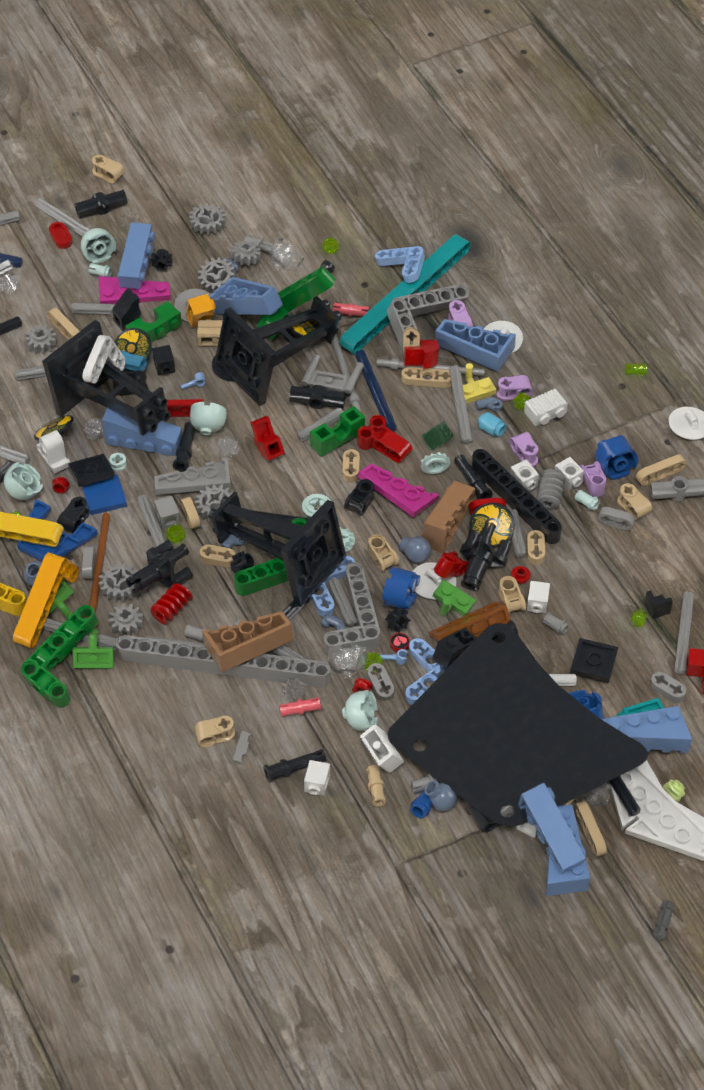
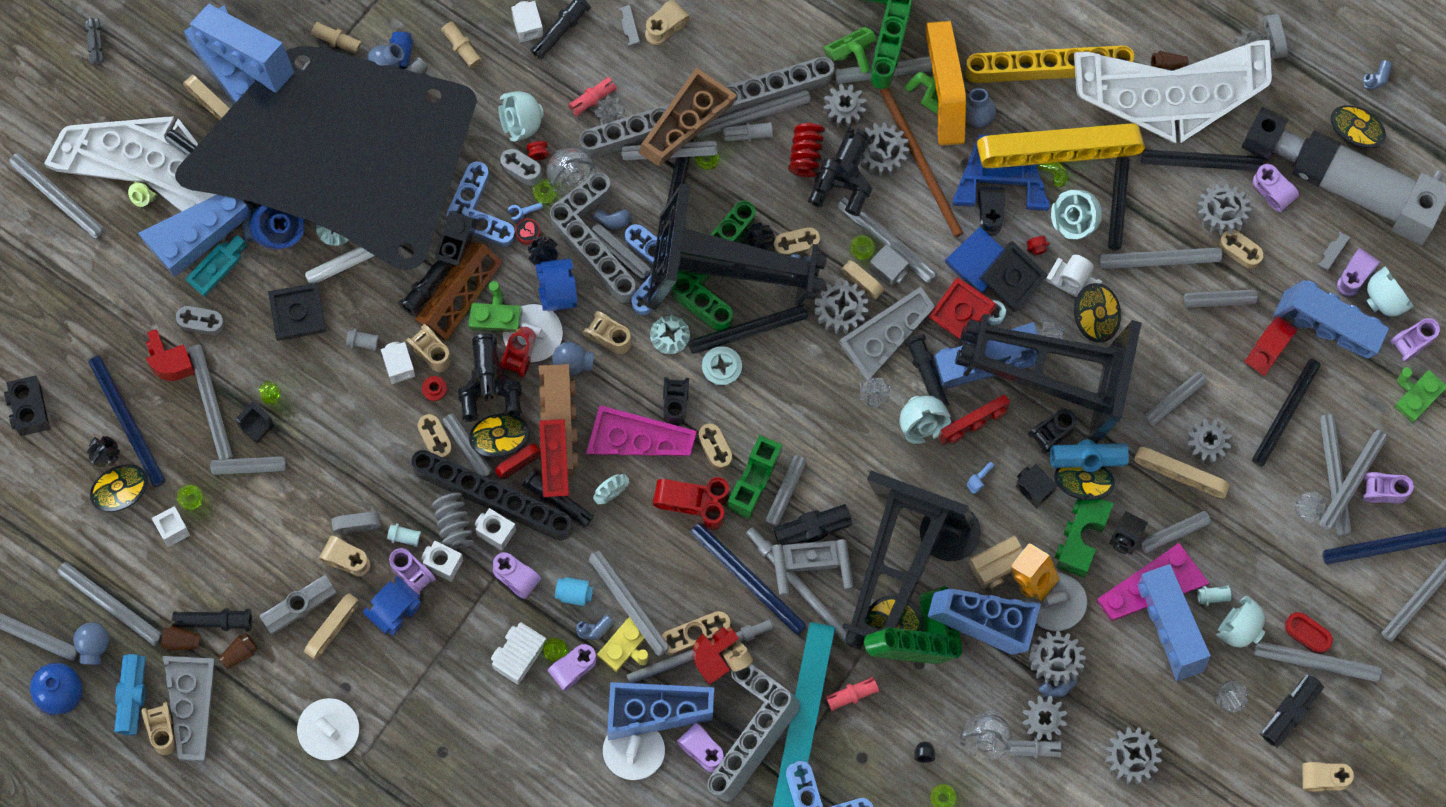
camera: 150 degrees right, 20 degrees up
(88, 562) = (934, 157): light grey beam -> none
(103, 349) = (1092, 396): white beam -> none
(137, 467) = (959, 305): none -> red tile
(162, 259) = (1144, 649): black gear -> none
(265, 440) = (831, 423): red brick -> none
(381, 749) = (477, 77): white brick -> none
(437, 435) = (632, 541): clear green panel -> none
(464, 483) = (554, 458): none -> red plate
(469, 833) = (336, 38): none -> tan pin
(636, 368) = (433, 782): clear neon green pin -> none
(673, 583) = (248, 465): none -> light grey axle

